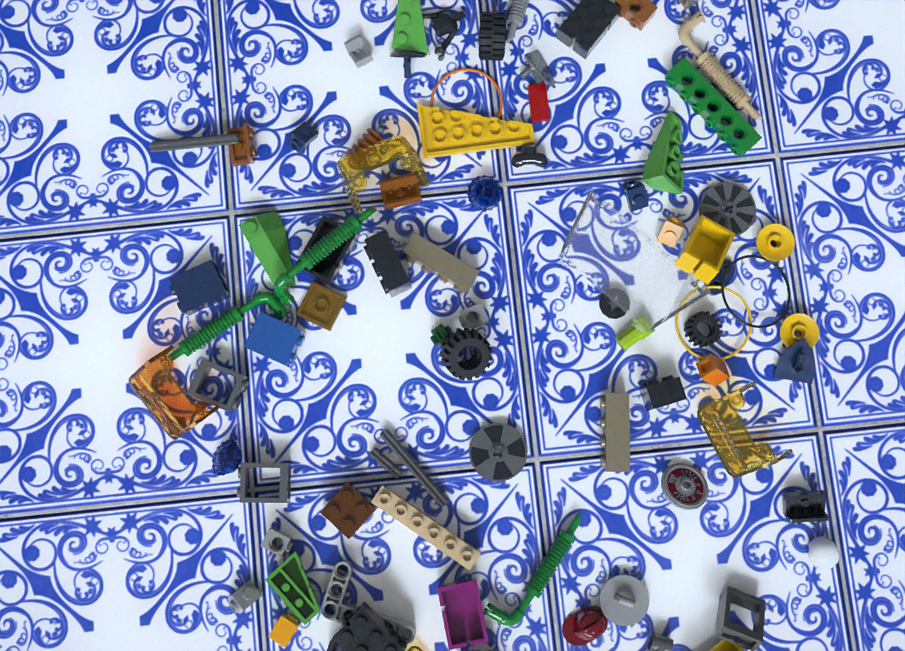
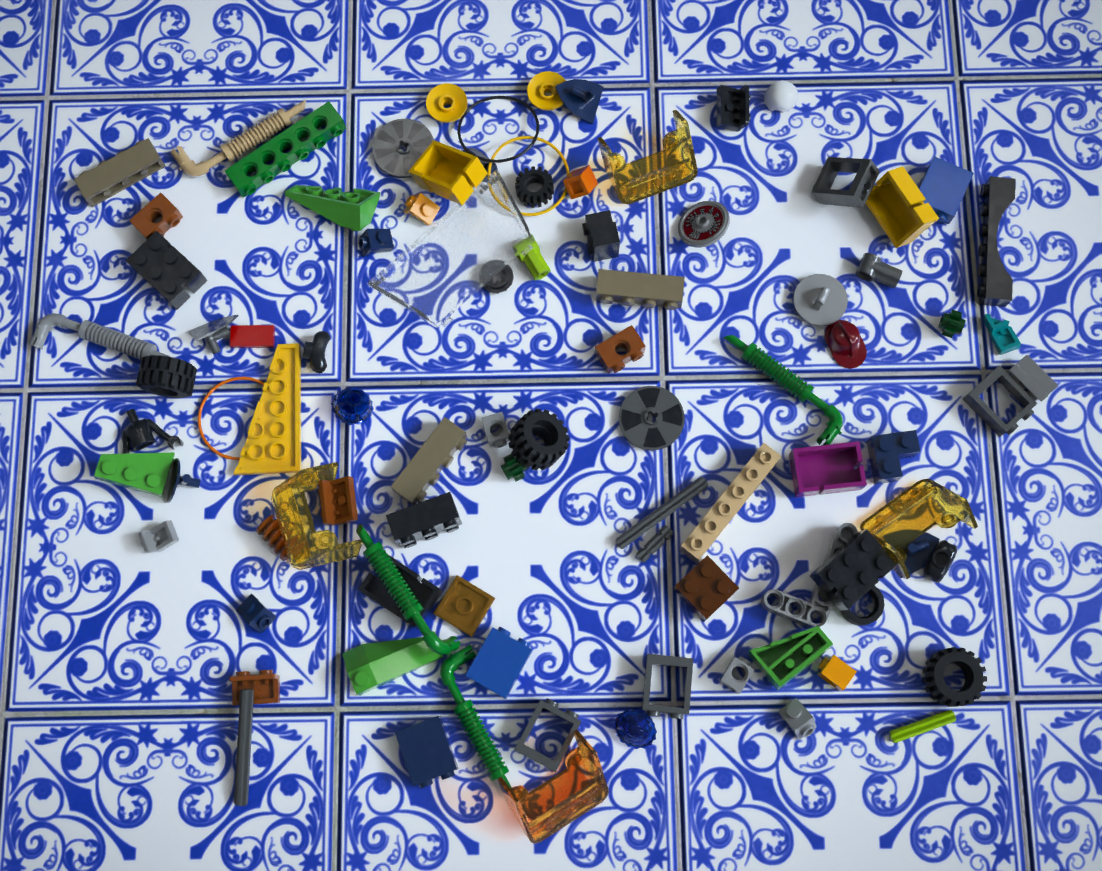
camera: 85 degrees left, 5 degrees down
(567, 424) = (624, 339): none -> dark orange brick

